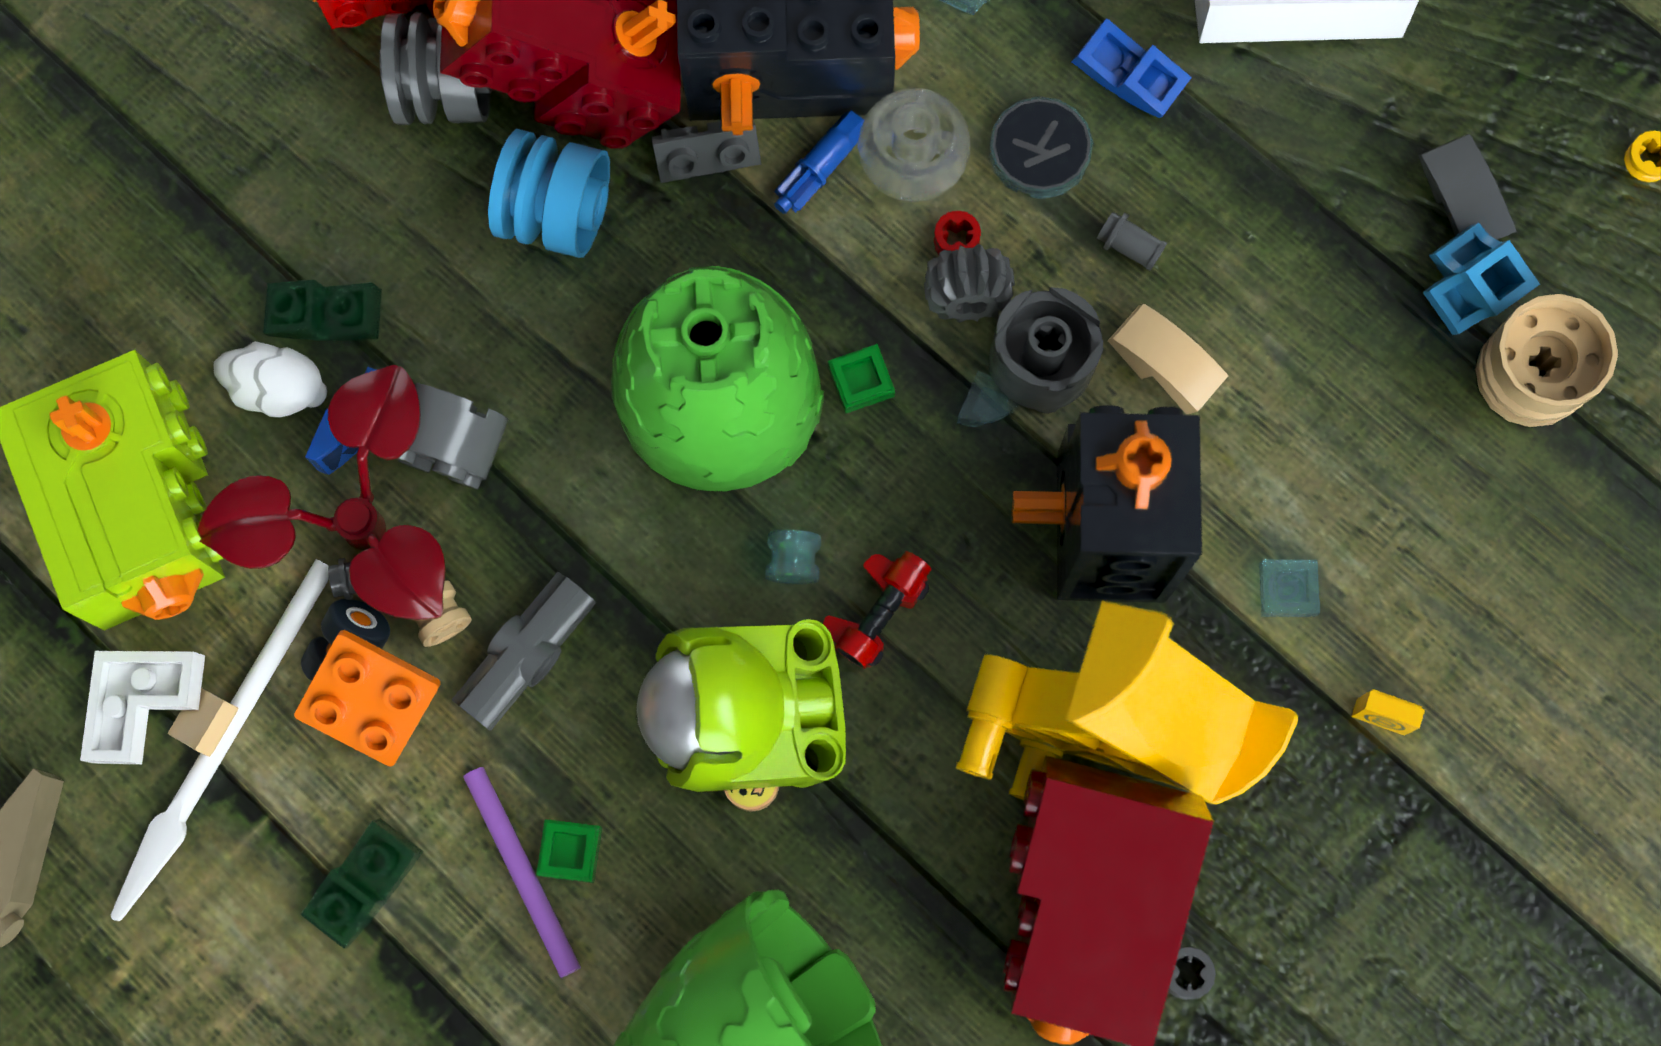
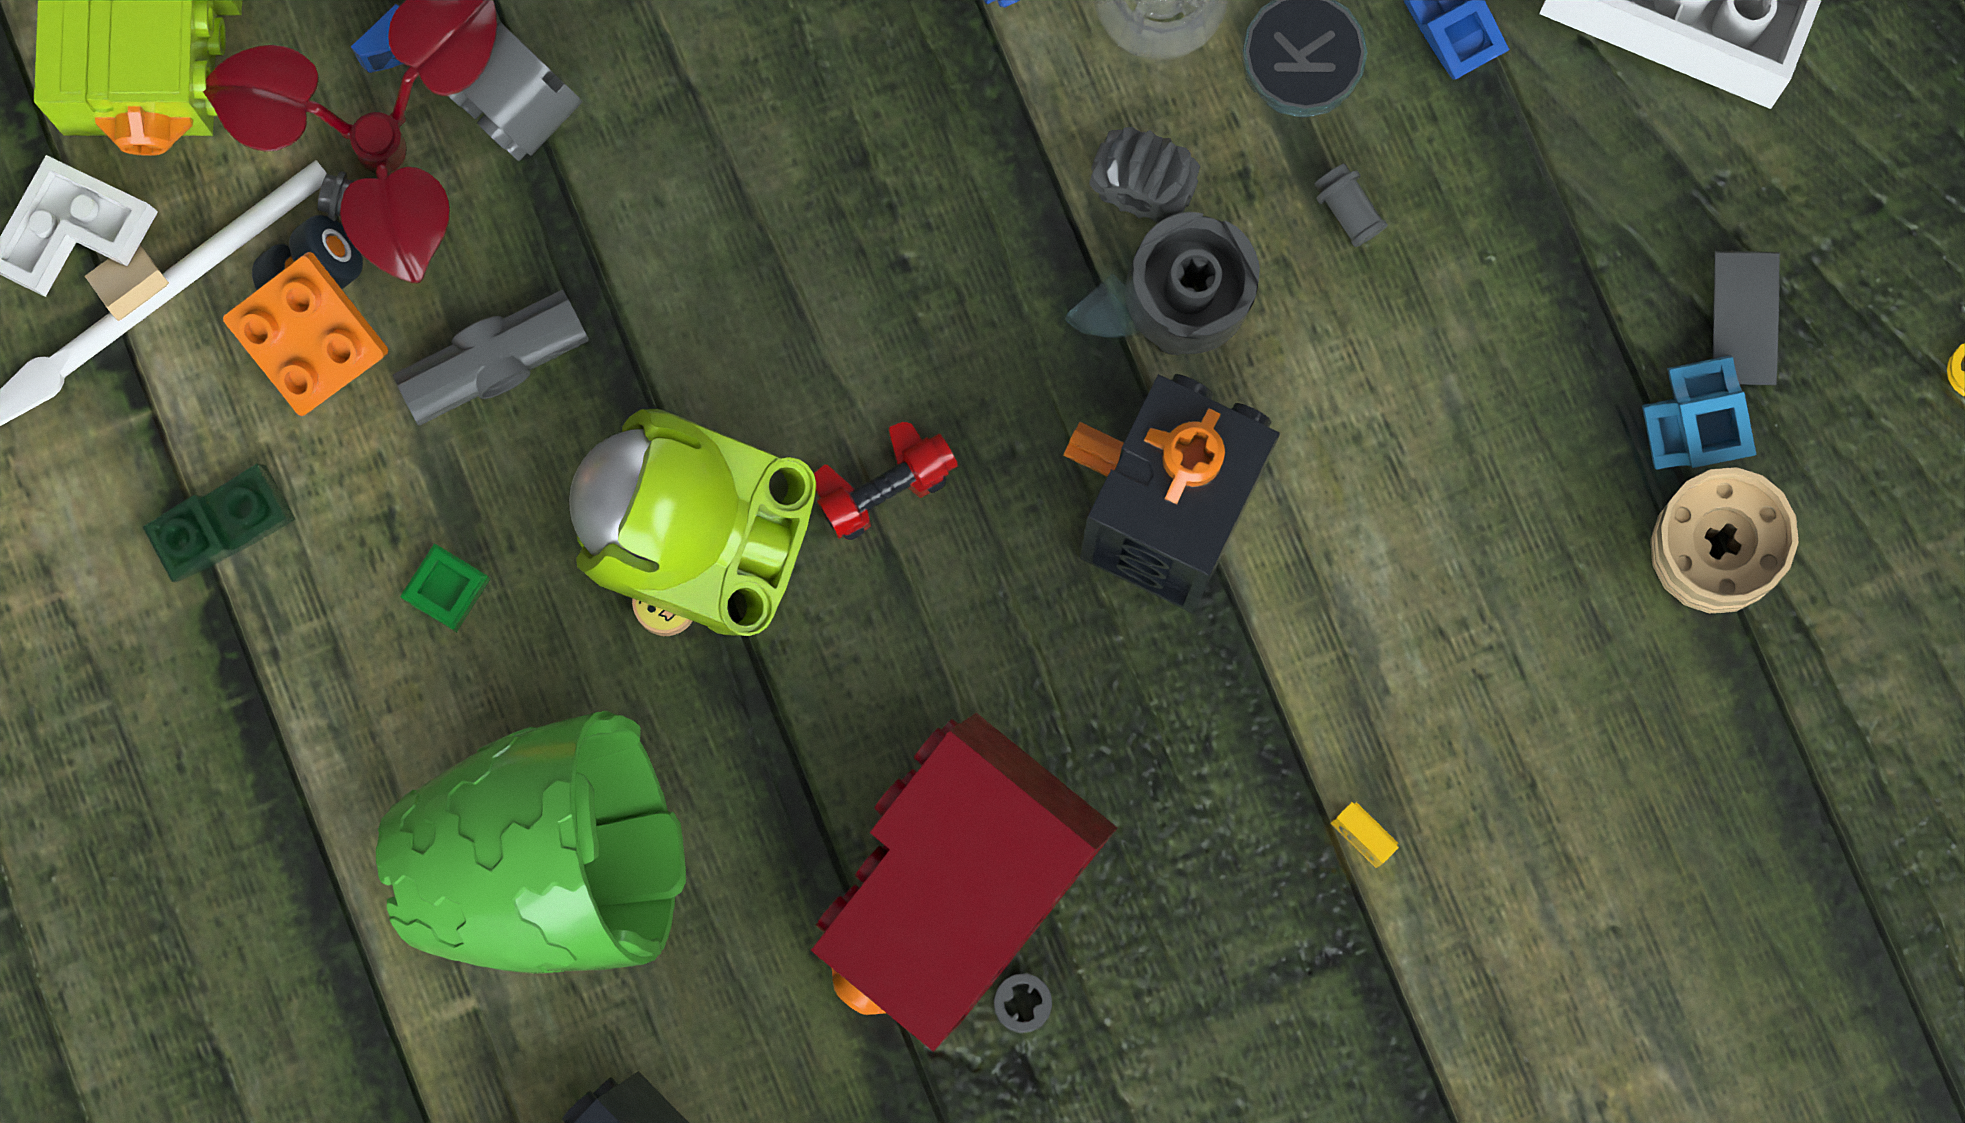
camera: 20 degrees right, 5 degrees up
(448, 625) = (427, 293): tan wheel -> none
(522, 872) = (387, 586): medium lavender bar -> none
(723, 409) = (827, 201): bright green piece -> none
(793, 557) = (818, 386): clear light blue wheel -> none
(861, 378) = (984, 224): green tile -> none
(956, 222) = (1171, 97): red bush -> none
(1131, 708) = (1086, 706): yellow piece -> none
(1168, 354) = (1324, 351): tan slope -> none
(1289, 588) = (1331, 658): clear light blue tile -> none

